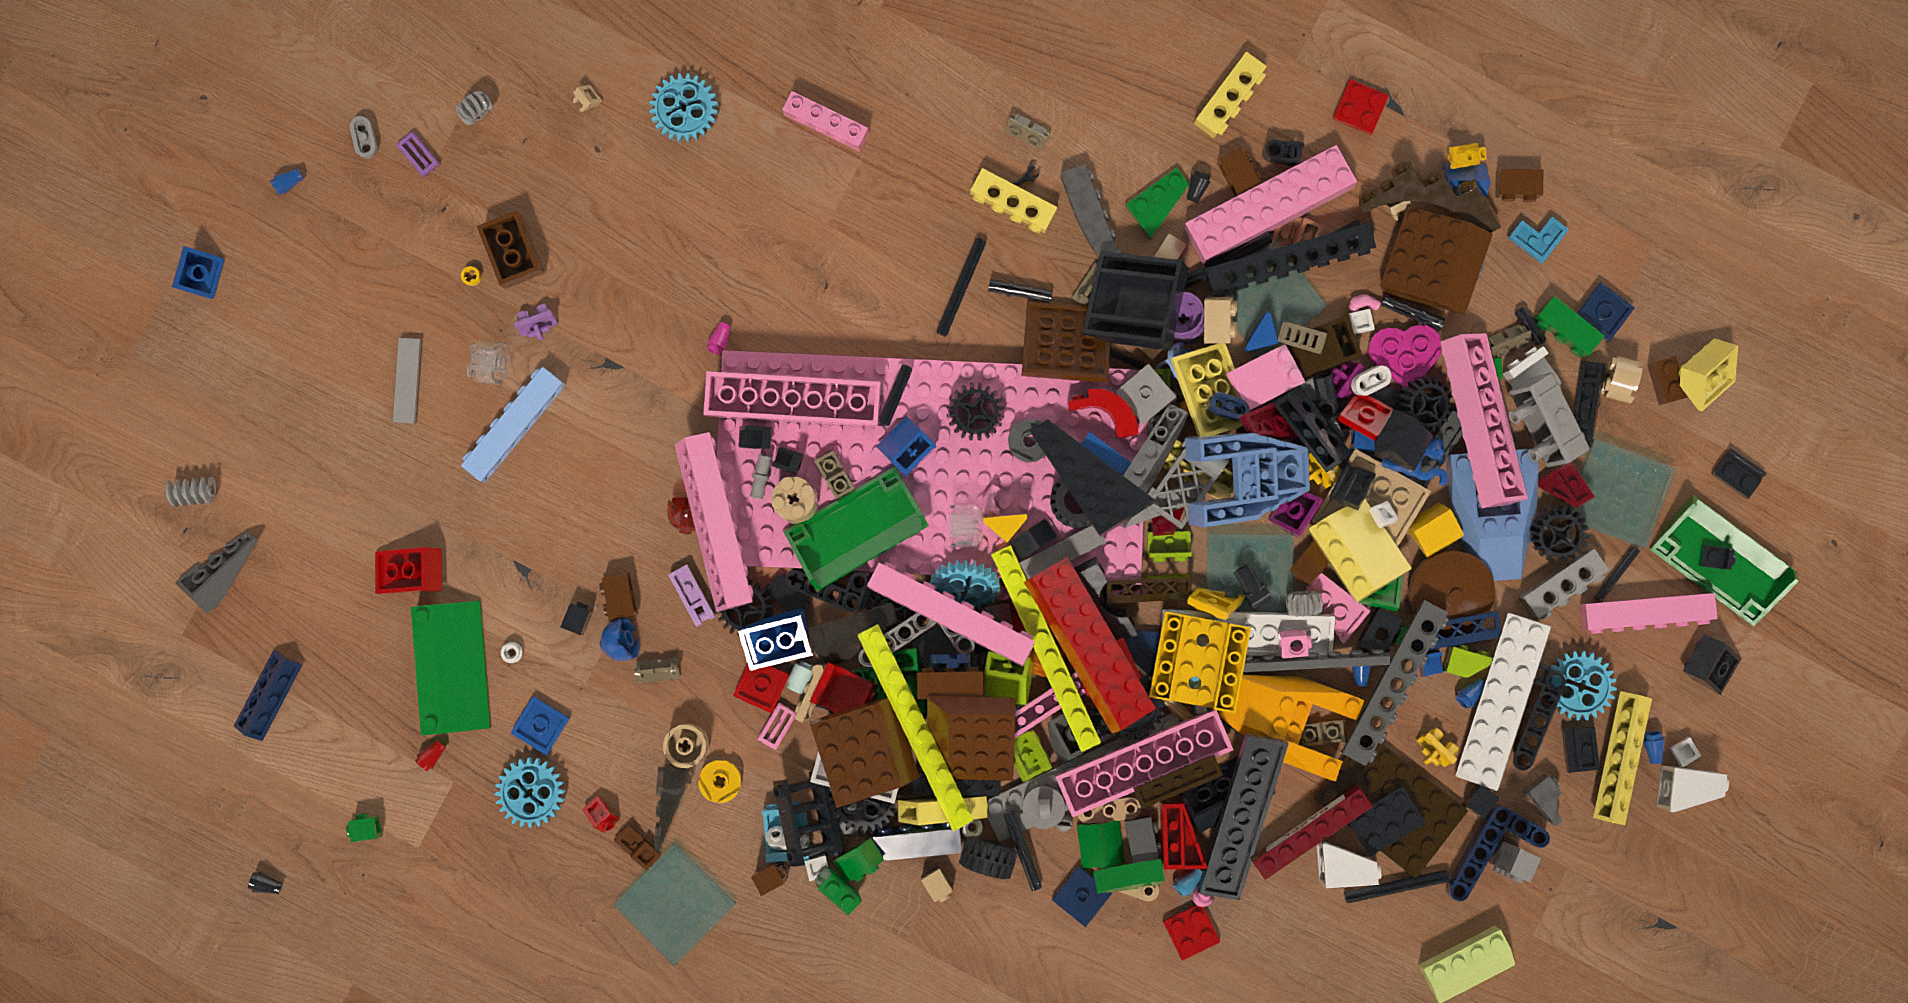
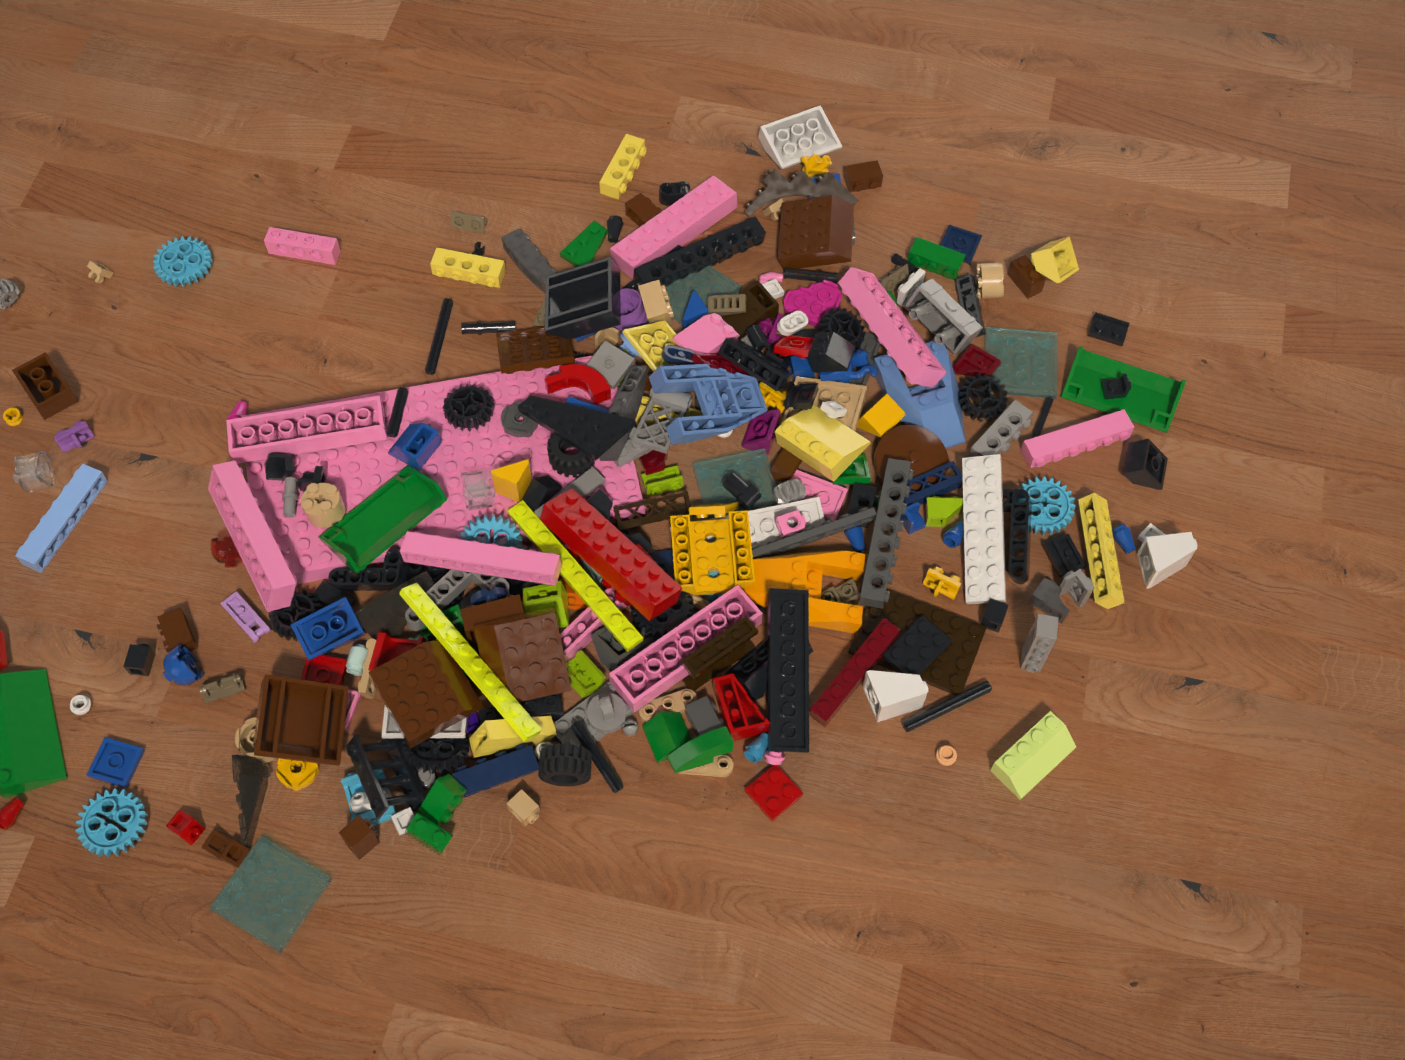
camera: 25 degrees left, 25 degrees down
(731, 748) = (300, 720): none -> reddish brown slope
(834, 474) = (355, 482): dark tan slope -> none
(1079, 897) = (663, 787): dark blue plate -> none
(1360, 107) = (725, 156): red plate -> none
(1378, 939) = (946, 755): none -> light nougat plate
(1458, 112) = (798, 136): none -> white slope
(1489, 846) = (1012, 650): dark blue beam -> none
(1538, 244) = (892, 211): dark azure plate -> none
(1581, 795) = (1077, 586): none -> light grey bracket

